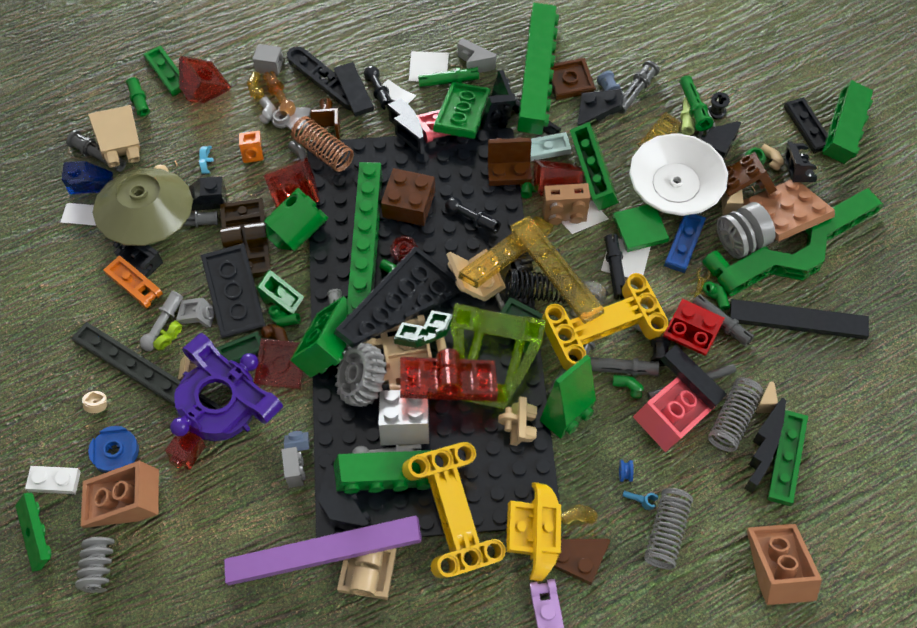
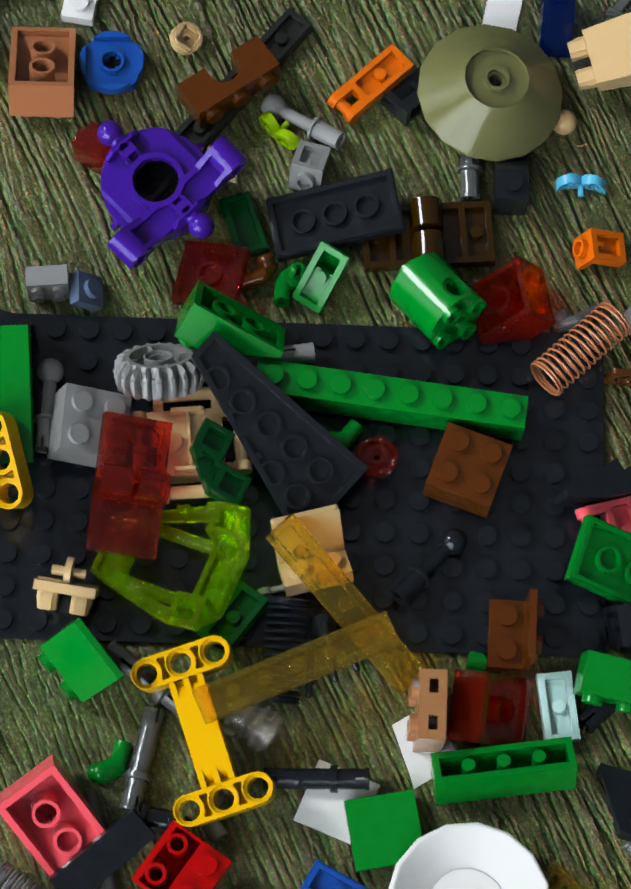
camera: 90 degrees right, 10 degrees up
(145, 377) = (210, 99): none -> reddish brown arch

